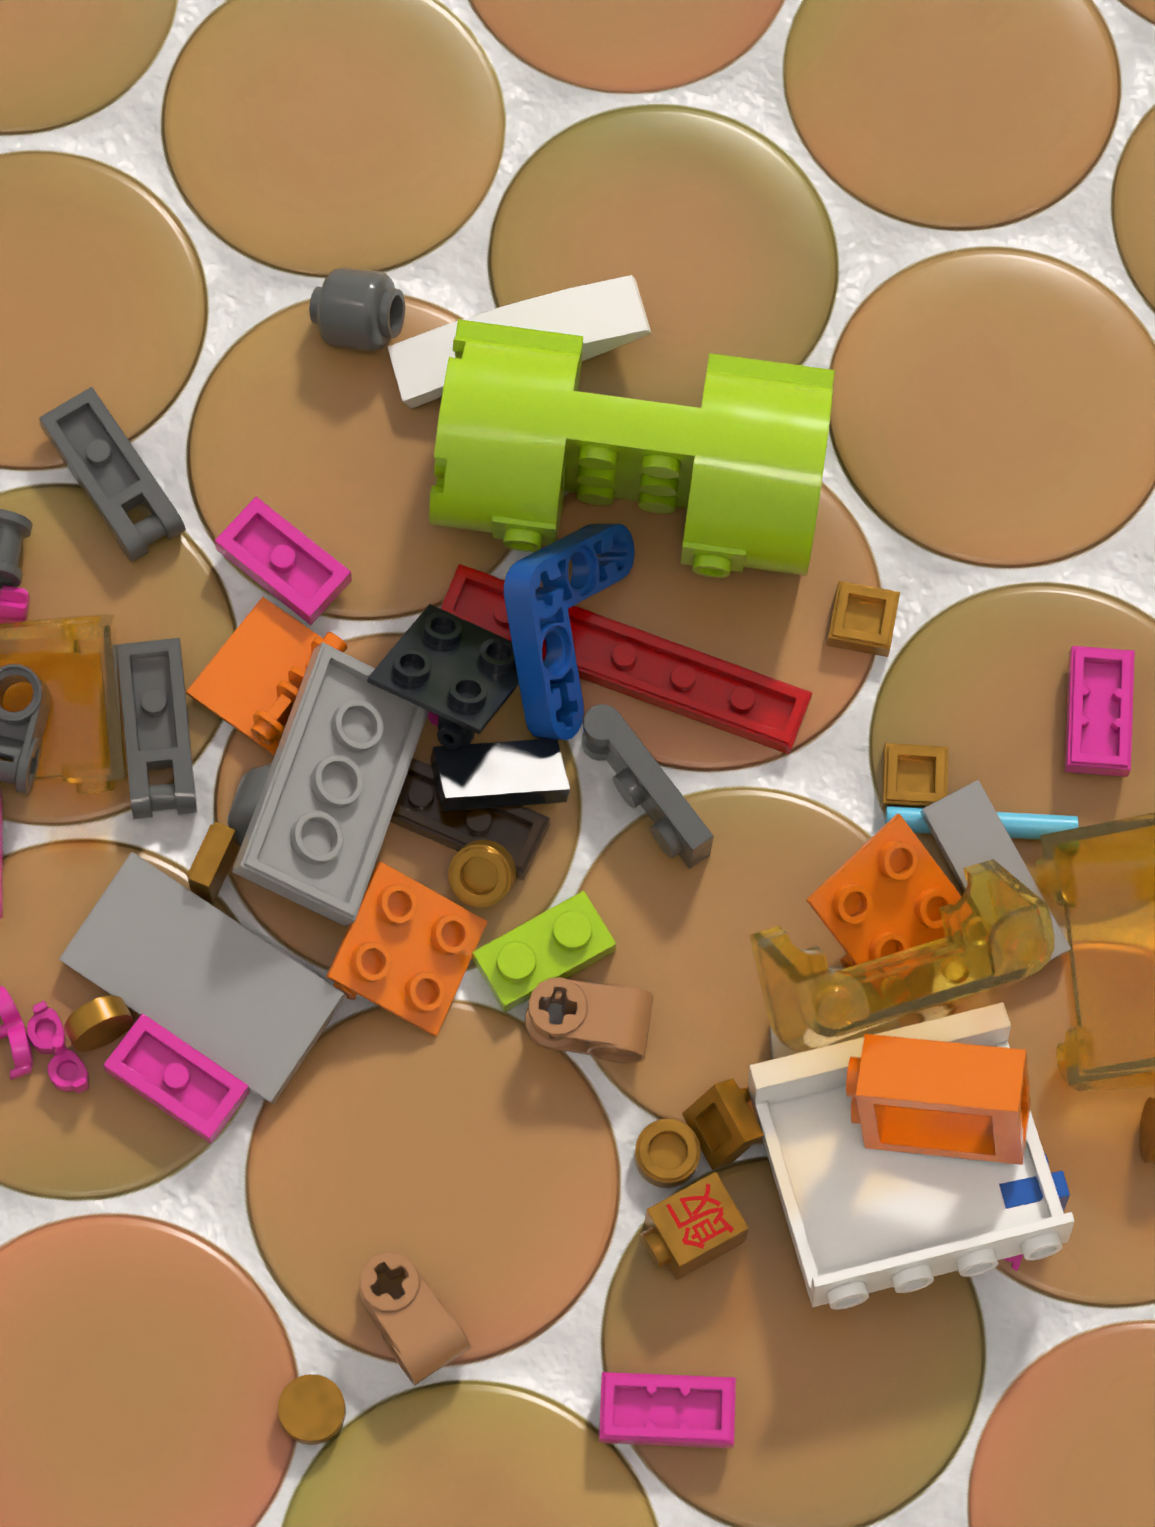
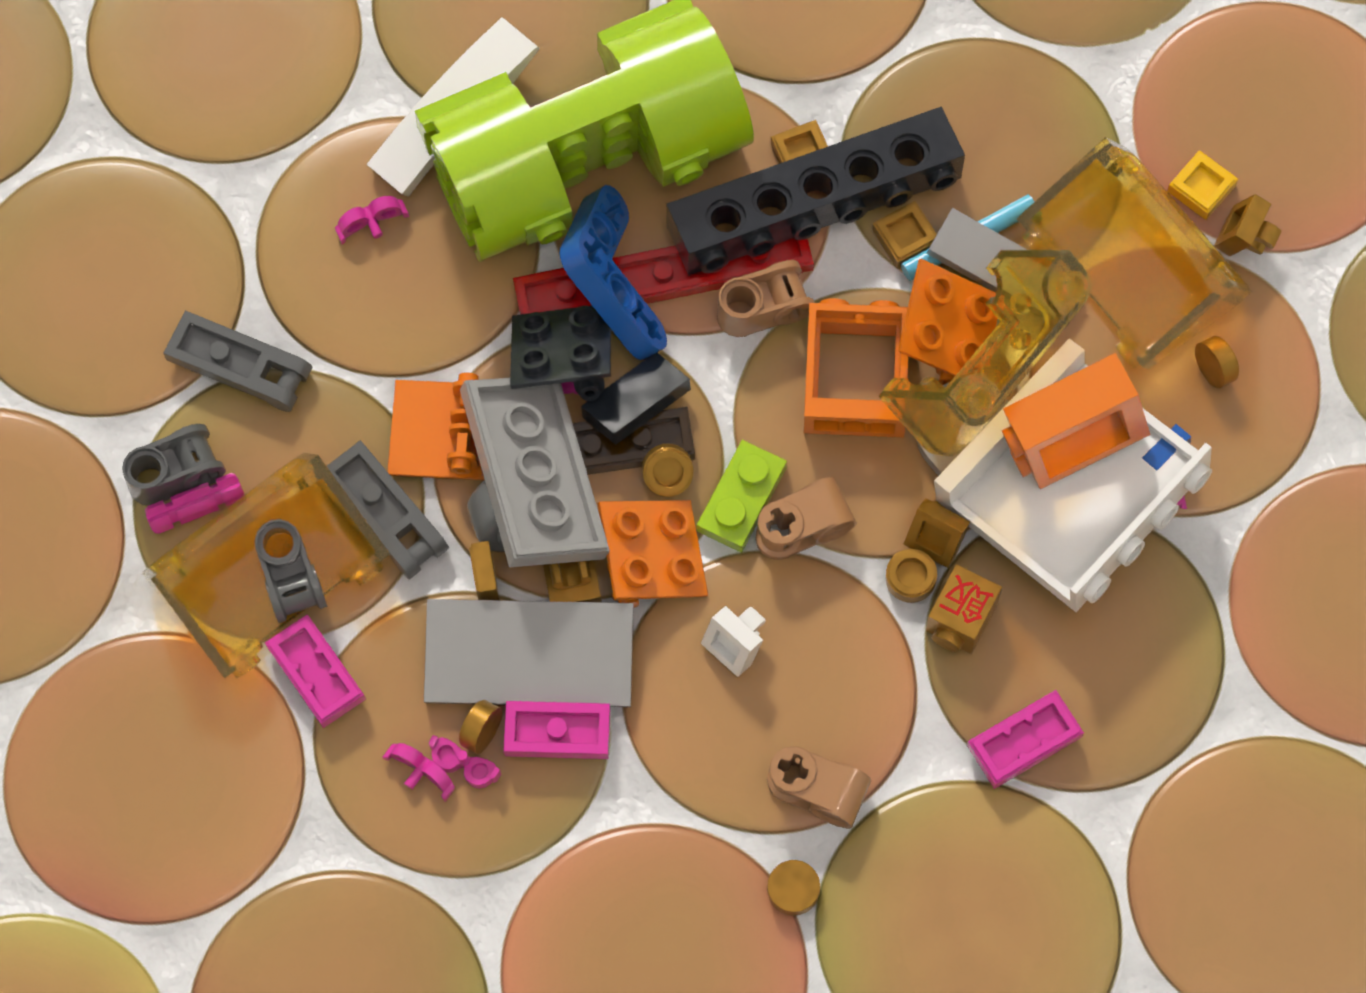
camera: 25 degrees left, 0 degrees up
(283, 560) = (393, 347): dark pink plate -> none
(300, 933) = (572, 582): none -> pearl gold tile
(342, 399) = (359, 217): none -> dark pink piece
(357, 309) = (330, 151): dark grey head -> none
(428, 1100) = (734, 638): none -> white tile
(646, 784) = (736, 345): dark grey plate -> none
(711, 934) = (851, 415): none -> orange window
(715, 753) = (773, 295): none -> medium nougat piece
(875, 656) = (785, 186): none -> black brick
(1099, 711) = (996, 117): dark pink plate -> none

